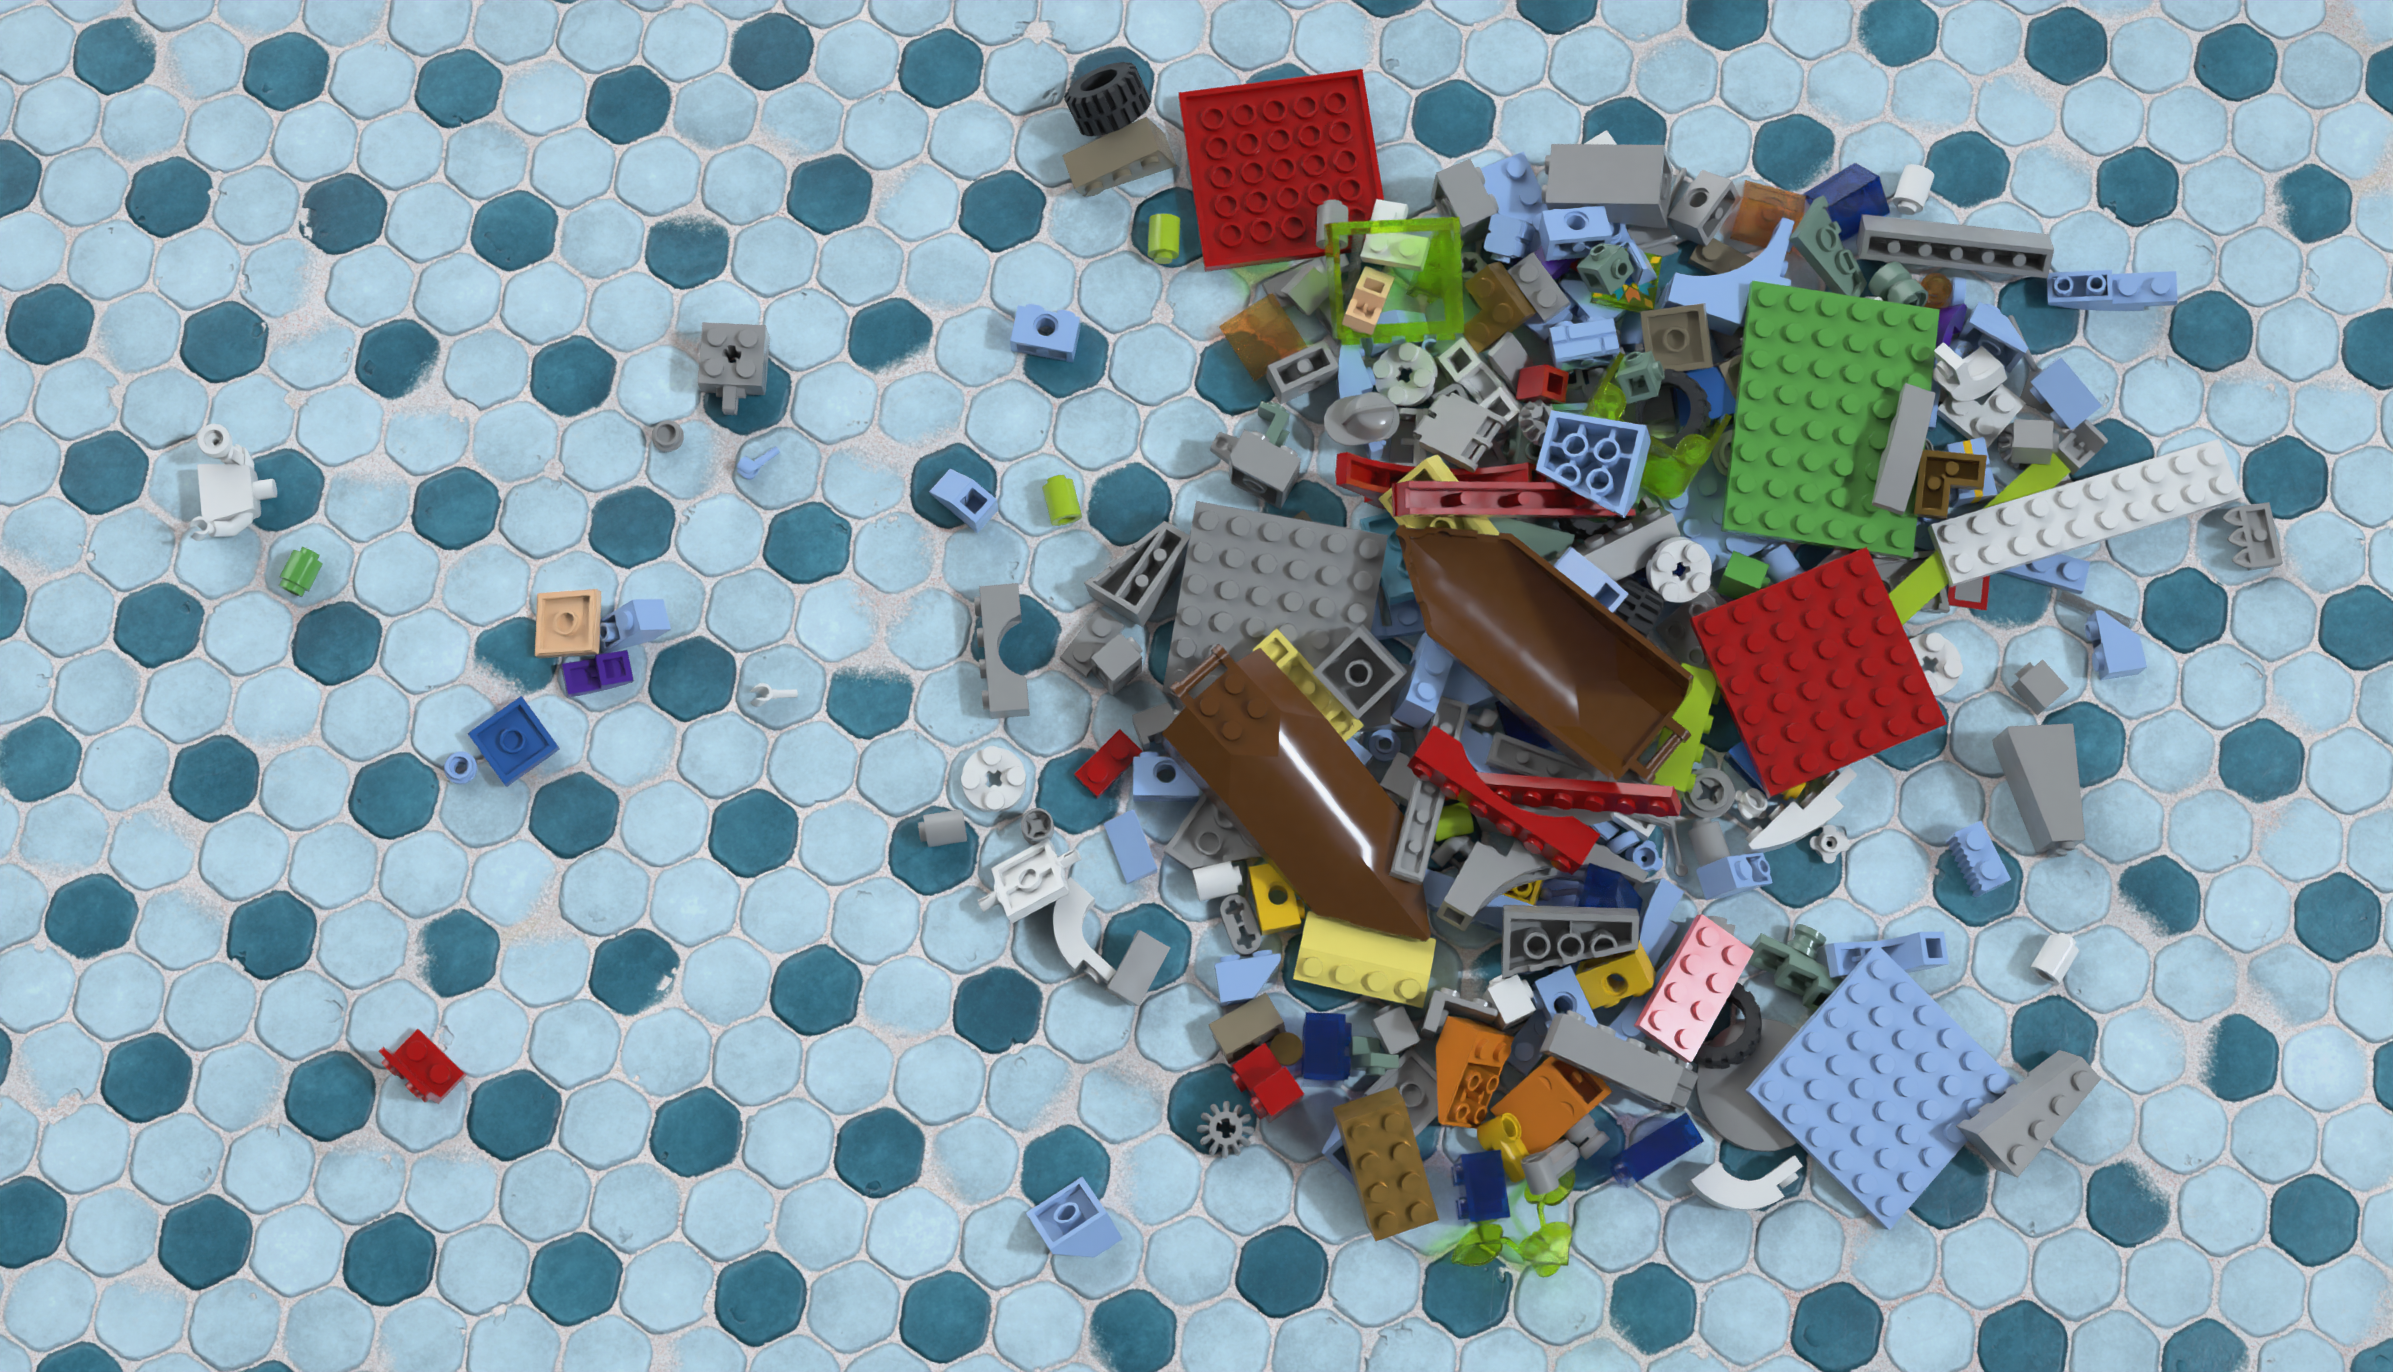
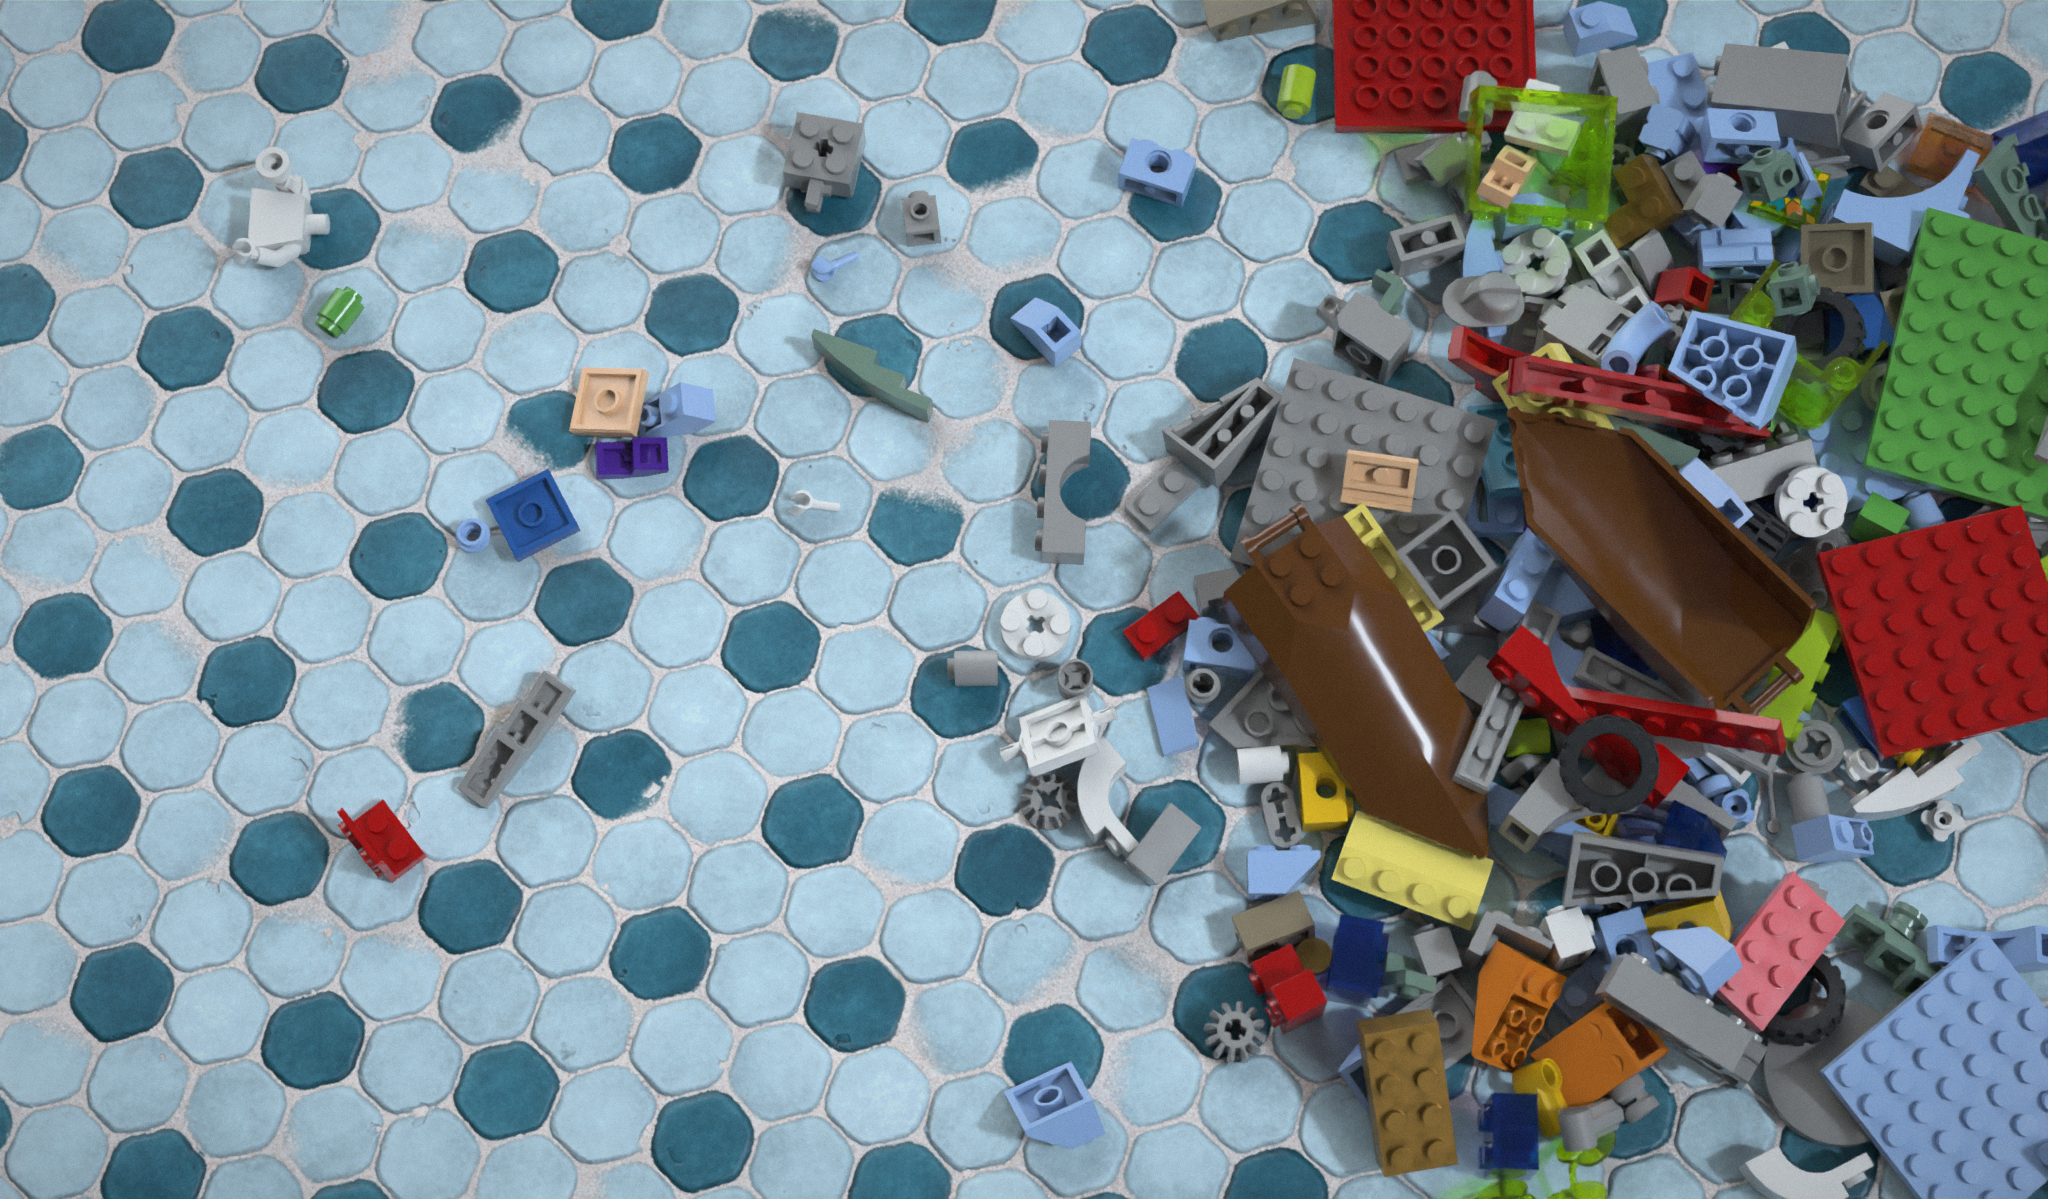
camera: 15 degrees right, 5 degrees down
(533, 954) = (516, 740): none -> light grey slope
(667, 436) = (743, 226): light grey plate -> none
(799, 559) = (863, 369): none -> sand green slope
(835, 417) = (923, 228): none -> light grey brick
(1032, 956) = (1051, 817): none -> light grey gear
(1061, 500) = (1149, 345): lime brick -> none
(1117, 663) = (1185, 519): light grey brick -> none
(1153, 810) = (1202, 680): none -> light grey cone
(1262, 335) = (1387, 203): clear orange slope -> none
(1288, 605) = (1379, 480): none -> light nougat plate
(1355, 266) = (1498, 131): light grey piece -> none
(1380, 754) = (1461, 657): light blue plate -> none
(1434, 139) = (1597, 28): none -> light blue slope
(1502, 443) = (1635, 339): none -> light blue cylinder
(1532, 878) = (1609, 803): none -> black tyre
(1558, 300) = (1713, 200): none -> light grey brick
(1628, 1005) = (1699, 956): none -> light blue slope
(1654, 926) = (1738, 879): light blue slope -> none
(1655, 1151) = (1710, 1124): clear blue window -> none

